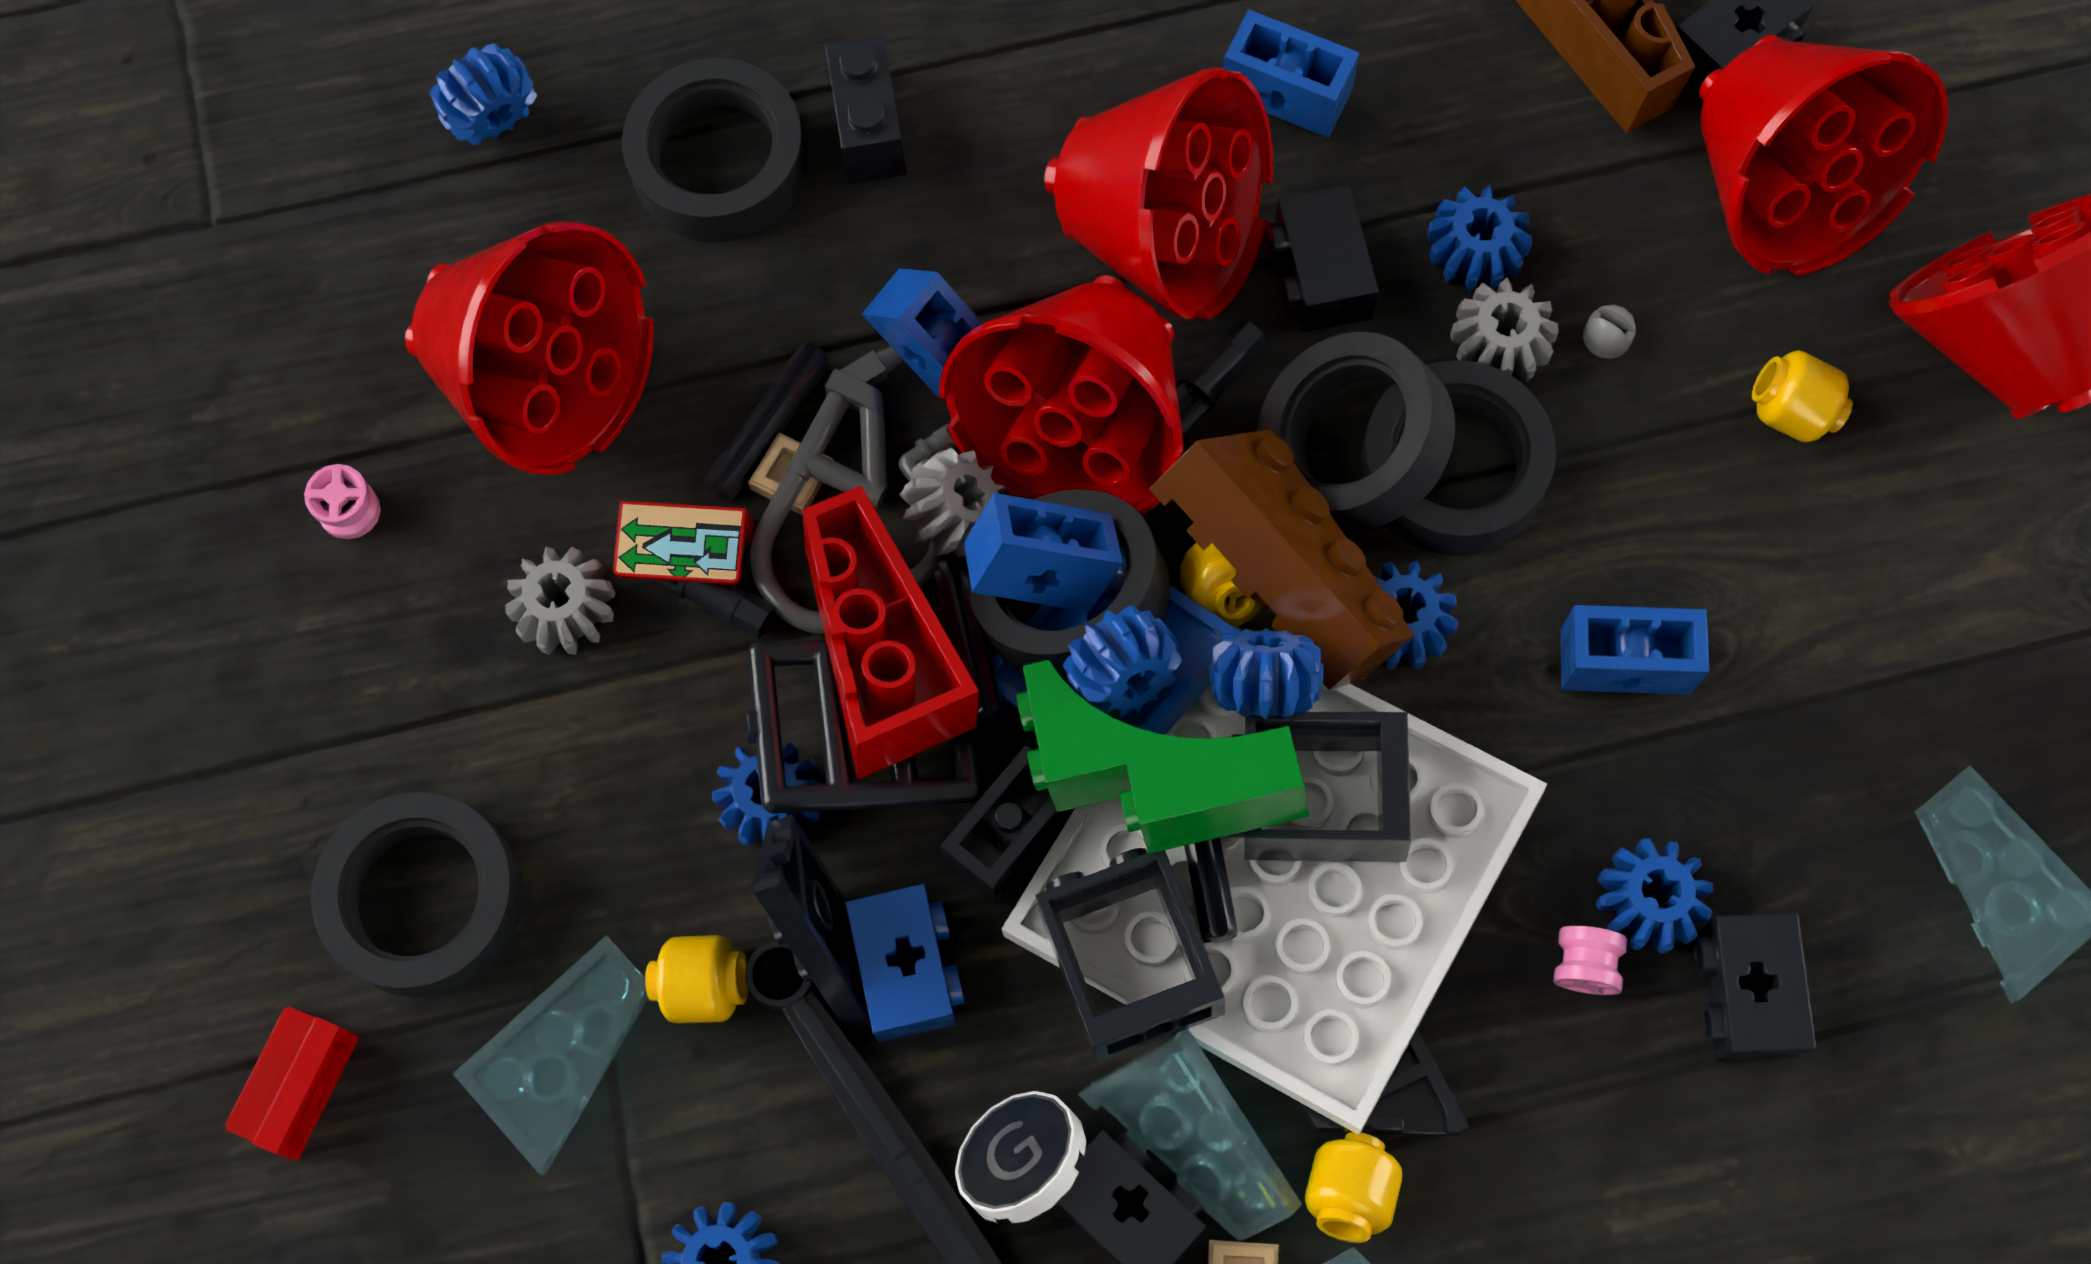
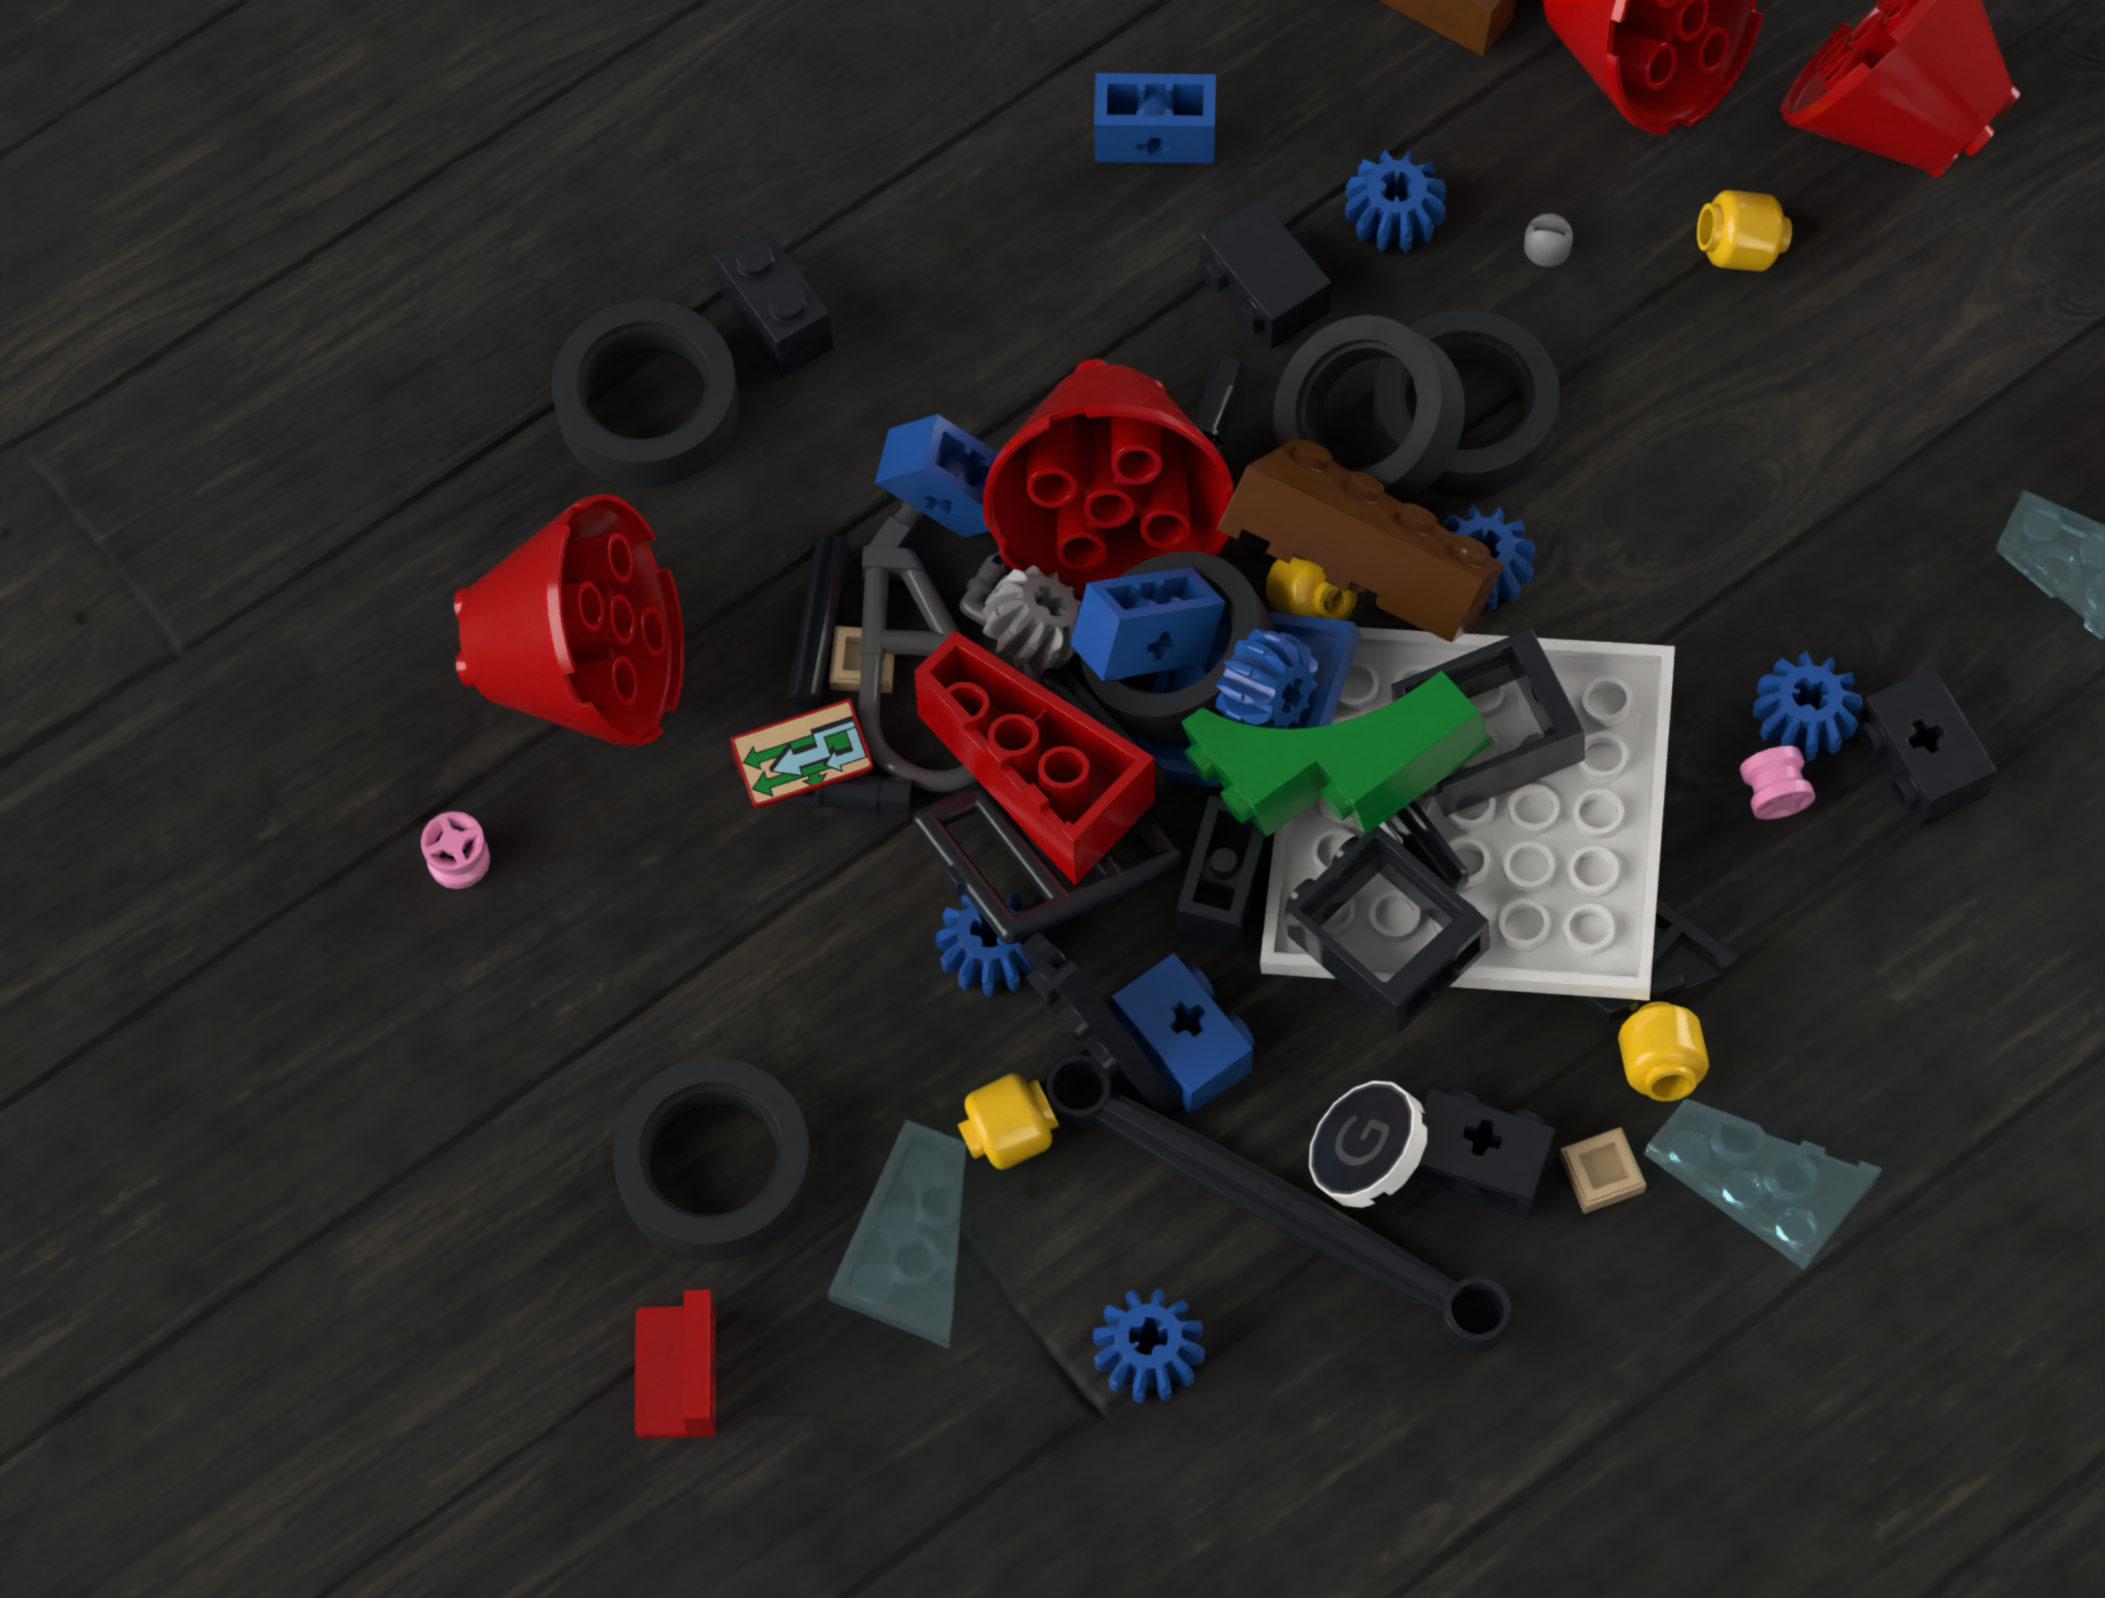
camera: 25 degrees left, 5 degrees down
(483, 94) = (400, 425): blue gear -> none
(539, 615) = (700, 834): light grey gear -> none
(1171, 189) = (1099, 264): red cone -> none
(1193, 1124) = (1508, 1061): clear light blue wing -> none
(1266, 673) = (1394, 644): blue gear -> none
(1506, 310) = (1457, 255): light grey gear -> none
(1634, 649) = (1696, 505): blue brick -> none

